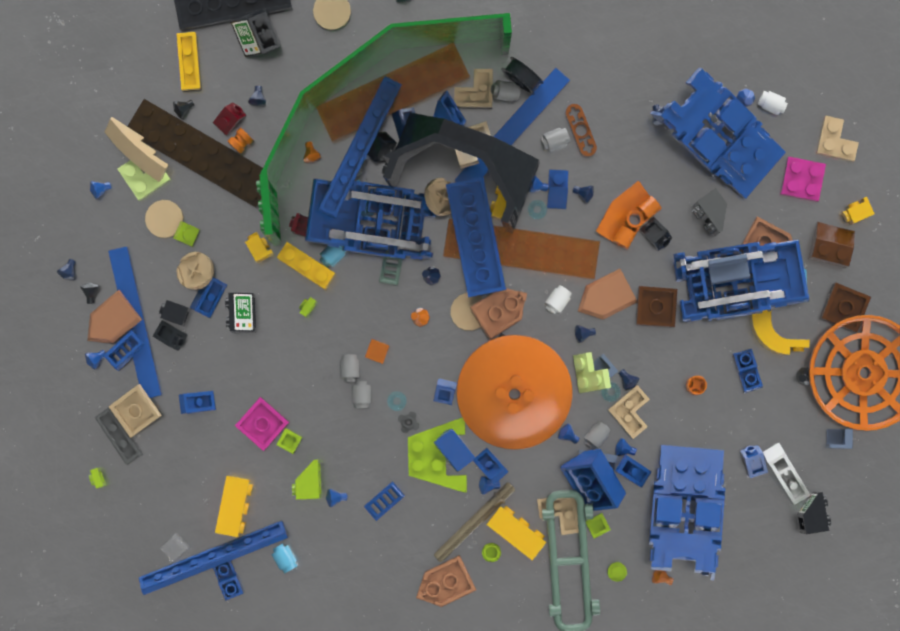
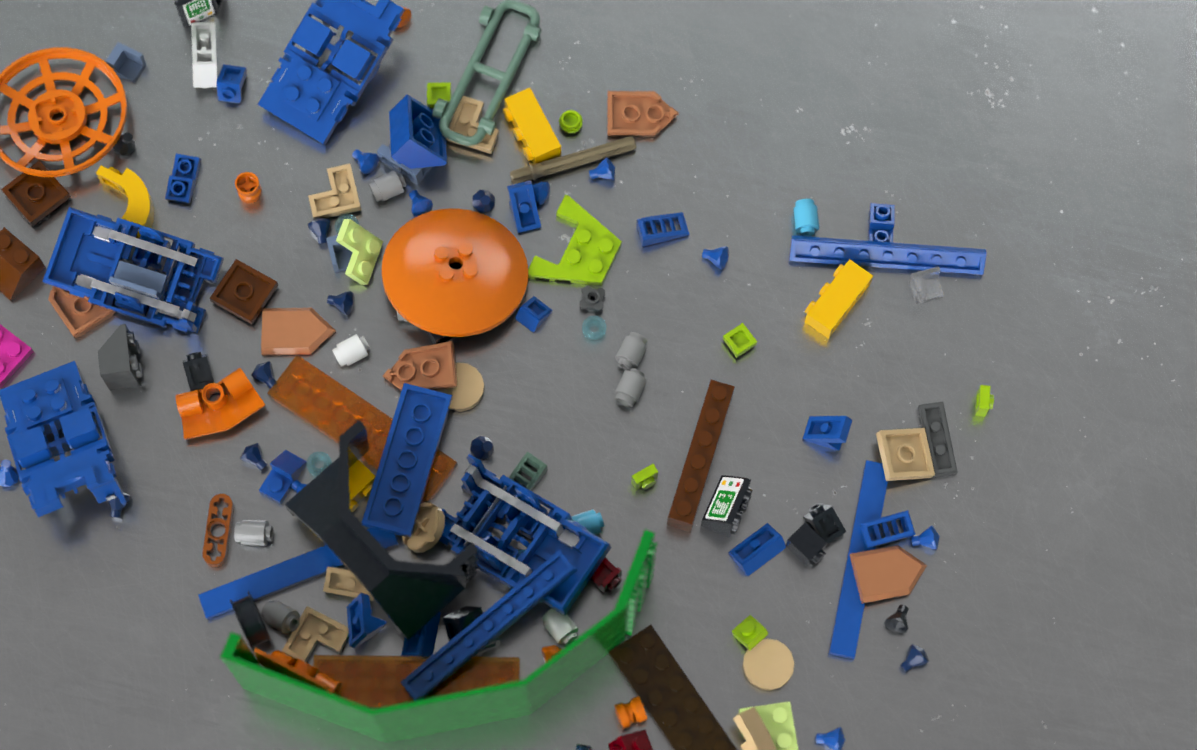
camera: 155 degrees left, 15 degrees down
(195, 270) = (759, 582): tan tile -> none
(258, 247) = (670, 573): yellow brick -> none
(262, 424) = (762, 373): dark pink plate -> none
(276, 341) = (700, 455): none -> reddish brown arch
(306, 266) = (619, 519): yellow brick -> none
(308, 482) = (739, 280): lime slope -> none
(314, 172) = (560, 627): none -> white brick
(377, 351) = (588, 393): orange slope -> none
(420, 317) = (519, 407): orange rock -> none
(447, 525) = (604, 170): none -> blue rock
(454, 449) = (556, 242): blue slope -> none
(470, 56) = (297, 670): none -> orange panel
(523, 459) = (483, 201): none -> dark blue rock
(609, 254) = (264, 373): none -> dark blue rock
(617, 571) = (443, 41): lime plate -> none
(633, 471) = (370, 132): blue slope -> none

